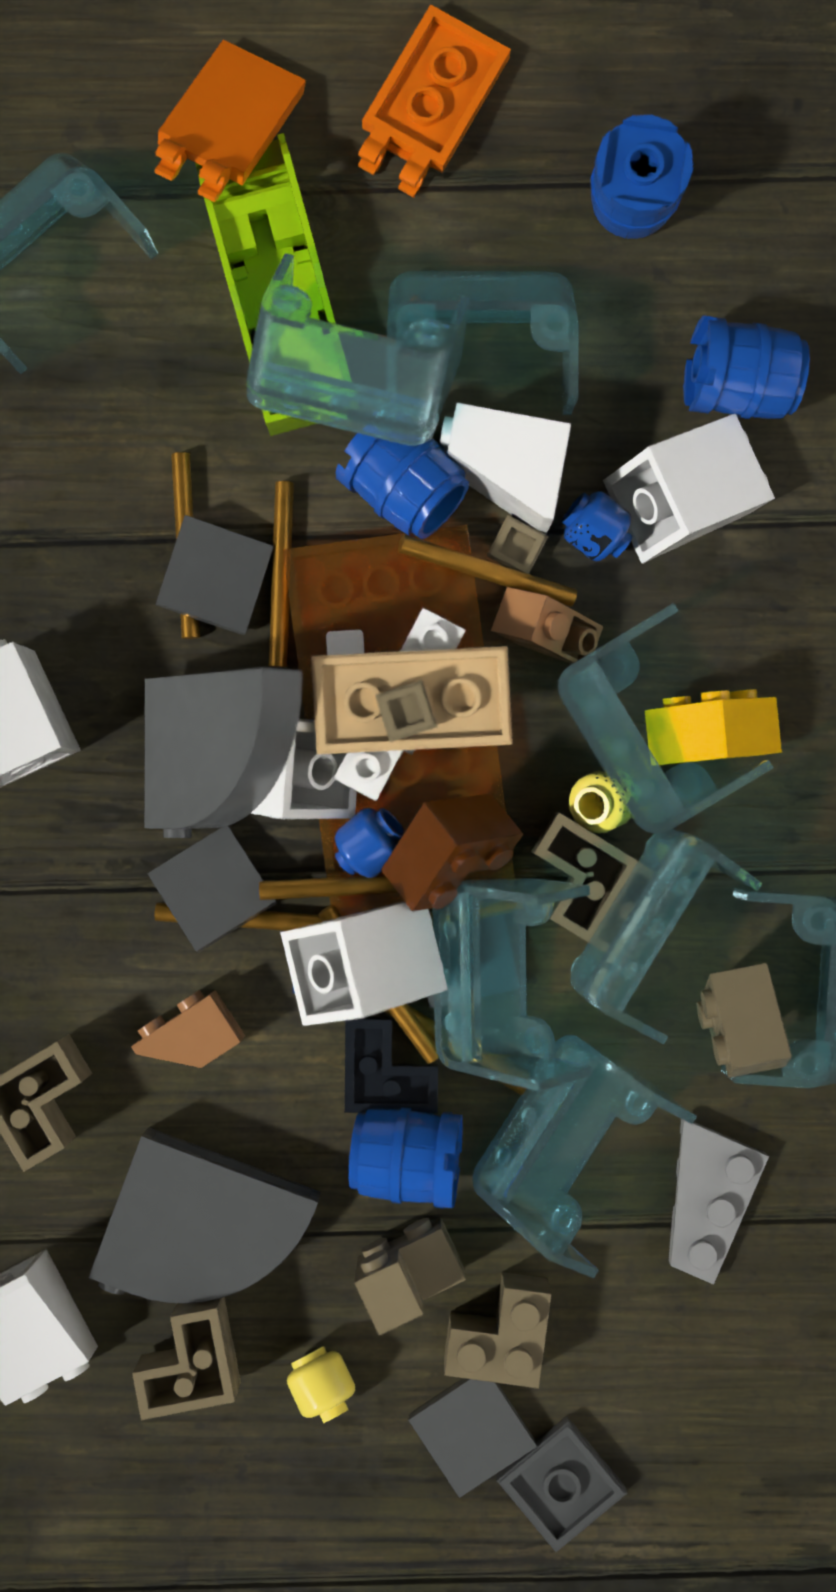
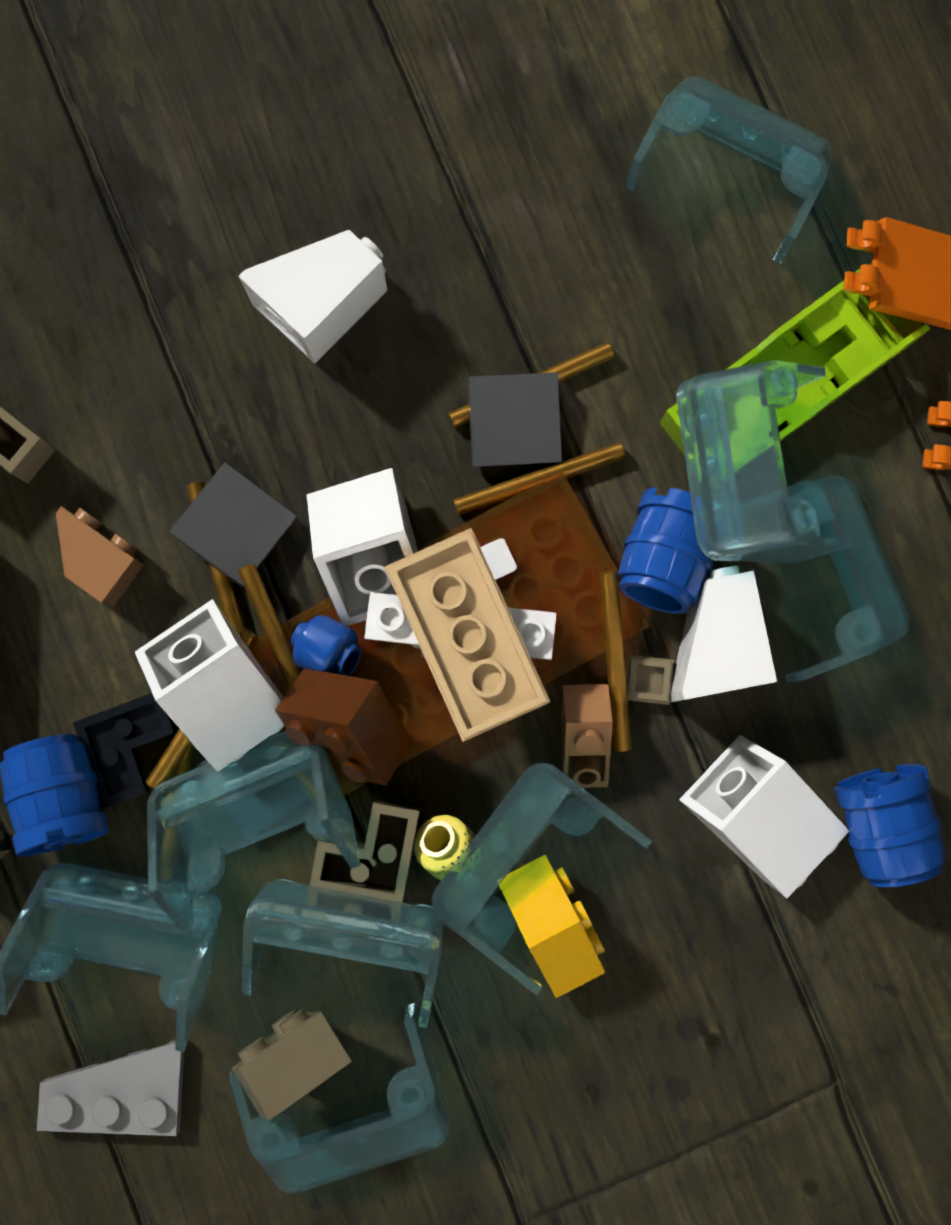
camera: 60 degrees right, 5 degrees down
(215, 745) = (359, 476): dark grey brick -> none
(405, 711) = (454, 631): dark tan tile -> none
(597, 526) = (696, 745): blue head -> none

